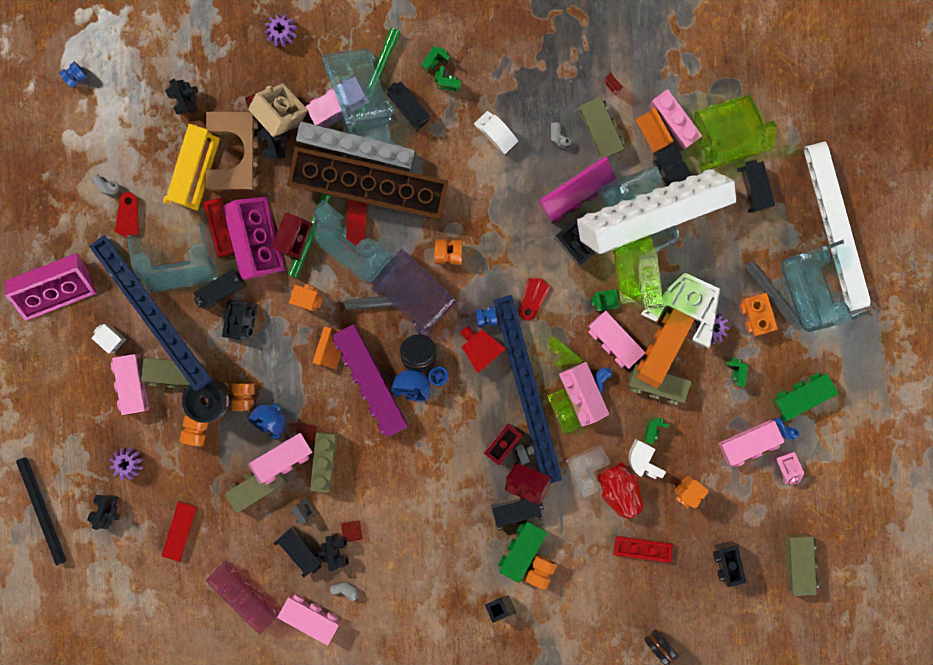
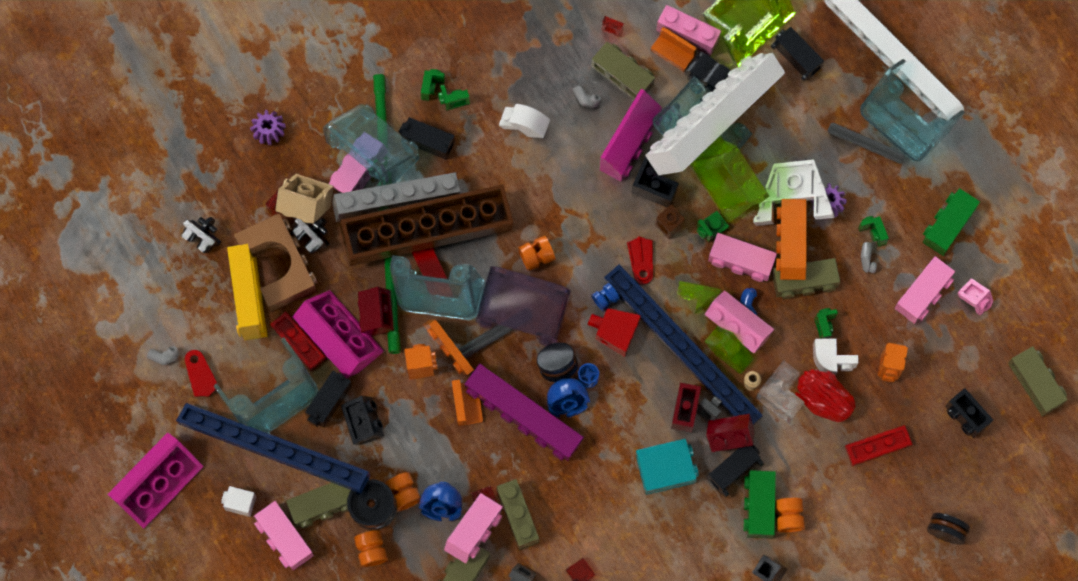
camera: 30 degrees left, 15 degrees down
(73, 74) = (81, 264): blue wheel -> none
(334, 298) = (448, 347): none -> orange wing
(463, 482) = (666, 466): none -> teal brick
(572, 279) = (670, 221): none -> reddish brown brick
(572, 451) = (752, 375): none -> tan pin
(717, 390) = (866, 257): none -> light grey arm
(758, 314) = (864, 168): orange brick -> none
(786, 432) = (955, 264): blue arm -> none

